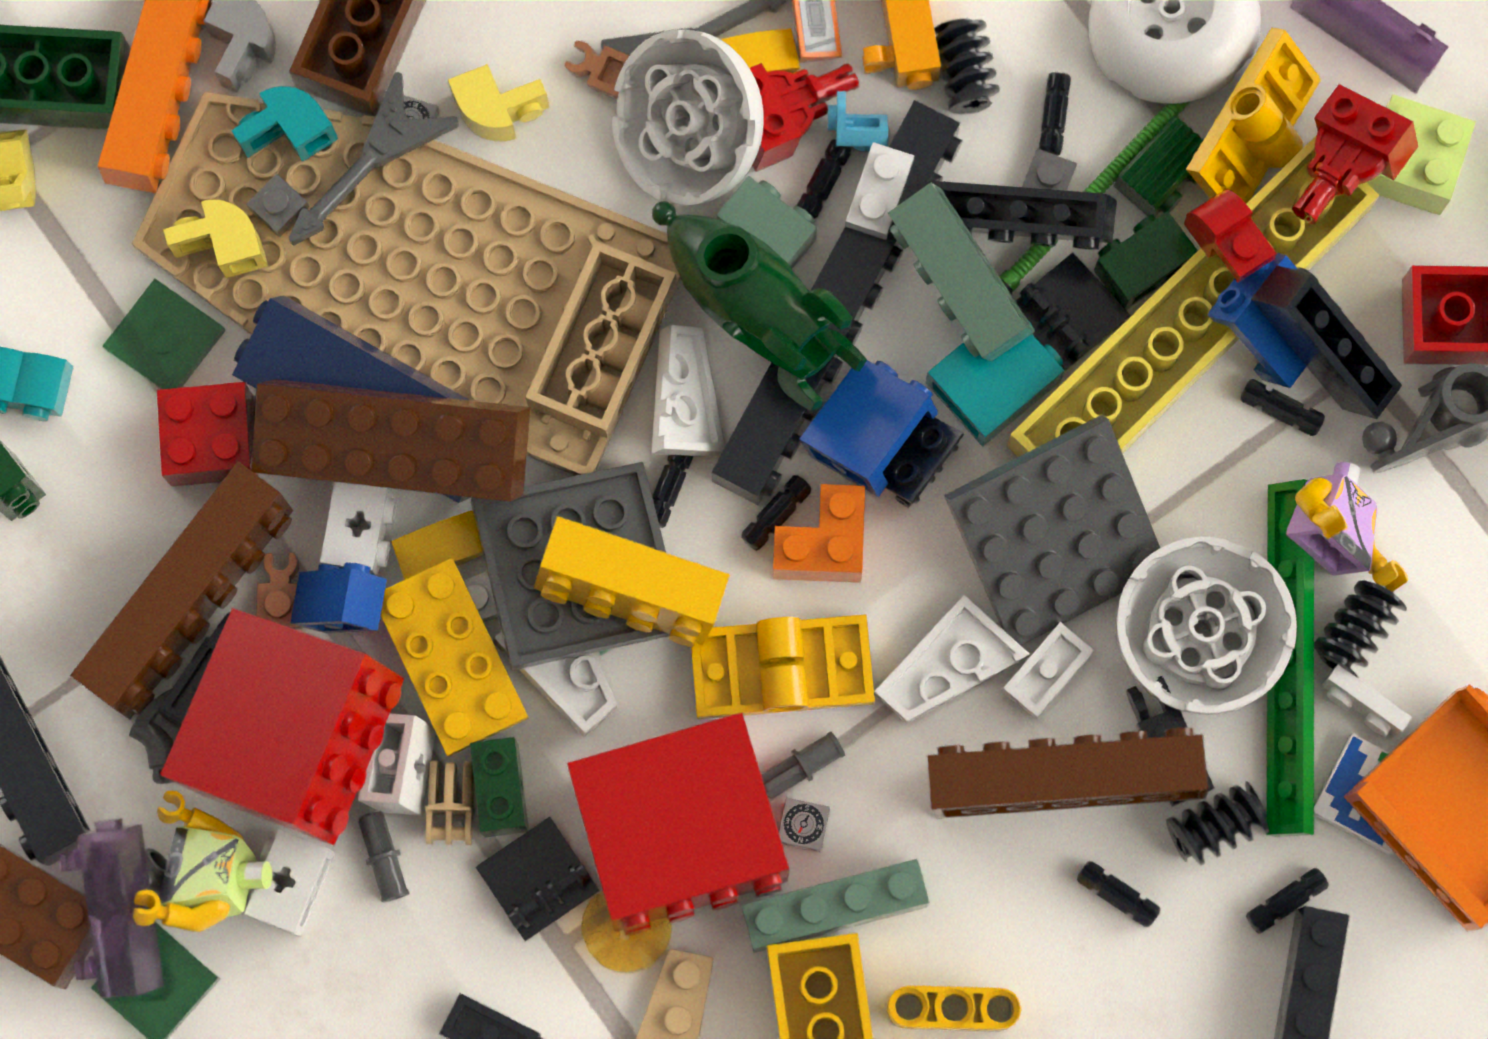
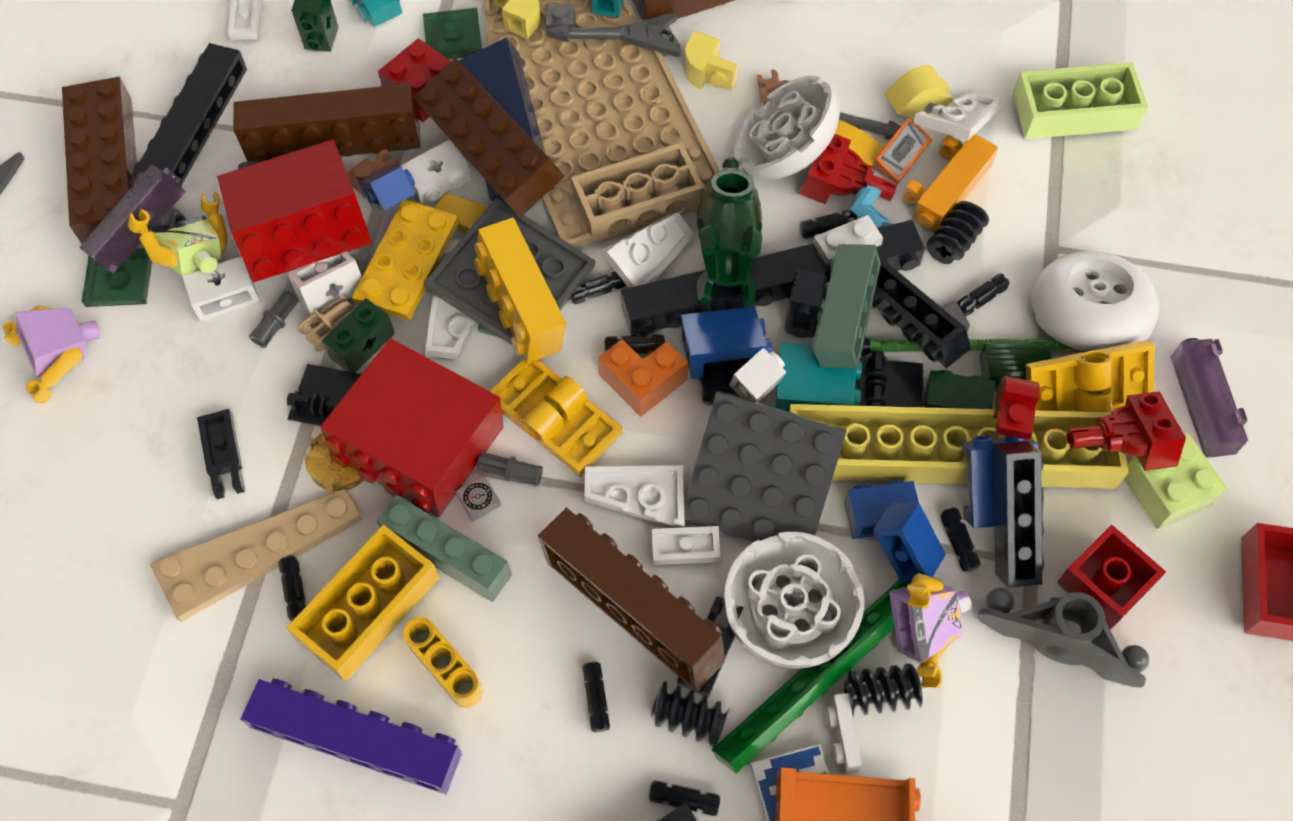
camera: 45 degrees right, 15 degrees down
(762, 213) = (779, 219): sand green brick -> none
(909, 305) = (805, 303): none -> black brick
(963, 440) = (758, 376): none -> white brick
(1188, 450) = (867, 504): none -> blue brick
(1254, 464) = (909, 541): none -> blue brick

